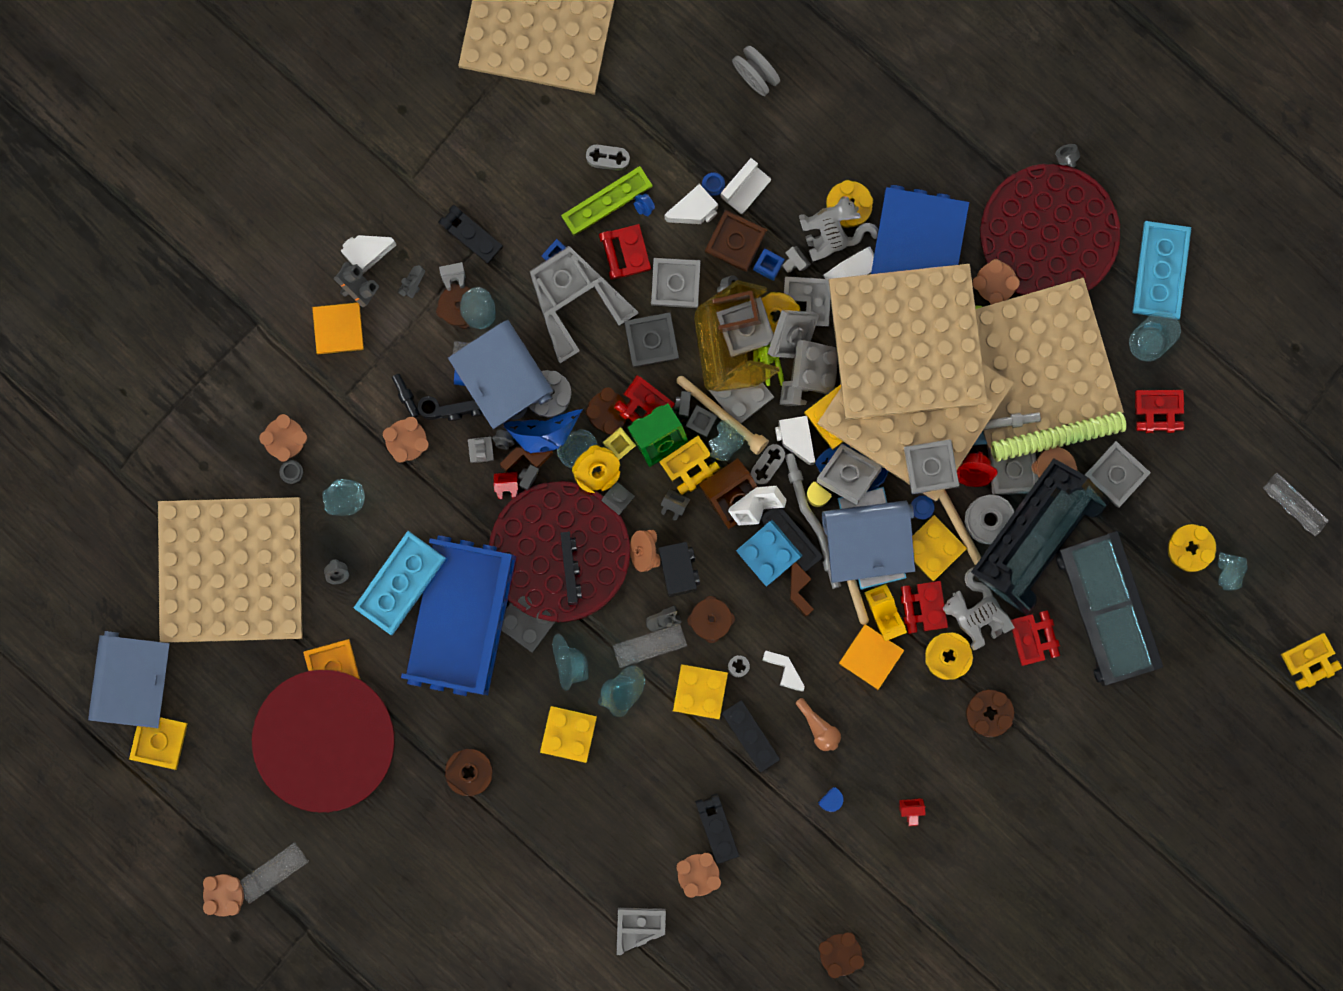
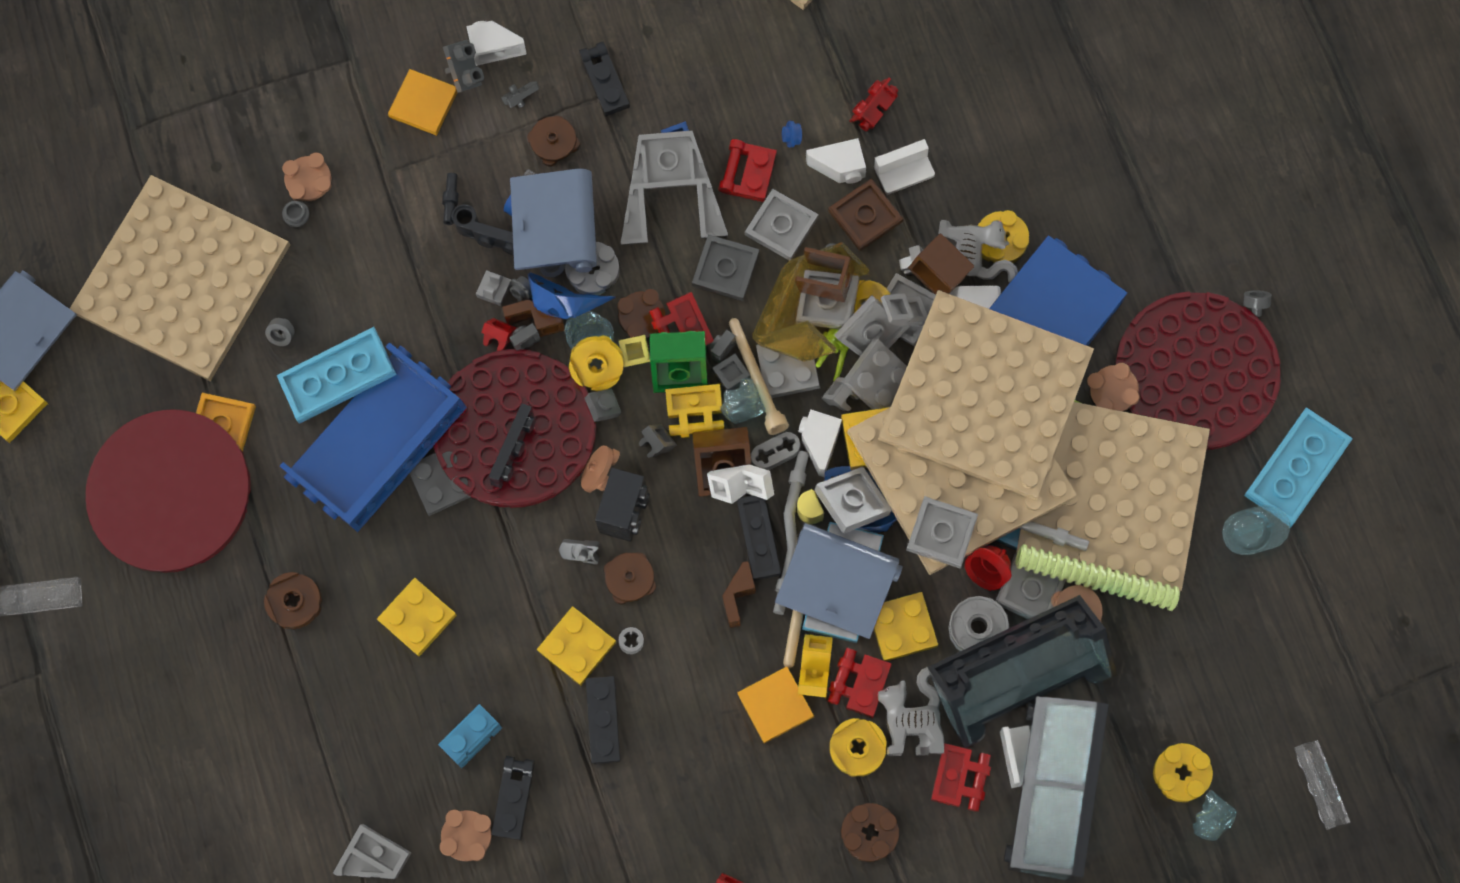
camera: 35 degrees right, 10 degrees down
(343, 497) = (330, 263): clear light blue hair -> none
(405, 440) = (425, 240): nougat piece -> none
(451, 273) = (563, 104): light grey tile -> none
(477, 308) = (569, 148): clear light blue hair -> none
(570, 663) = (460, 544): clear light blue piece -> none
(606, 201) = (756, 112): lime plate -> none
(607, 163) = (784, 69): light grey beam -> none
(623, 691) = (496, 600): clear light blue piece -> none
(649, 646) = (551, 571): clear plate -> none
(661, 801) = (470, 736): none -> dark azure brick
(691, 156) = (880, 95): none -> red hinge
(713, 184) = (873, 148): blue plate -> none
(756, 70) = (976, 59): light grey wheel -> none
(769, 264) = (886, 254): blue brick -> none
(769, 553) = (726, 539): dark azure plate -> none
(790, 677) = (677, 678): white slope -> none
(810, 306) = (904, 310): none -> light grey slope
(820, 257) = (941, 266): none -> reddish brown piece
(825, 735) = (680, 761): nougat piece -> none
(832, 800) = (649, 832): blue brick -> none
(923, 507) = (913, 578): blue plate -> none
(959, 526) = (942, 614): tan piece -> none
(1062, 594) = (1015, 748): none -> white panel
(1117, 474) = (1141, 651): light grey plate -> none
(1159, 403) = (1226, 601): red plate -> none

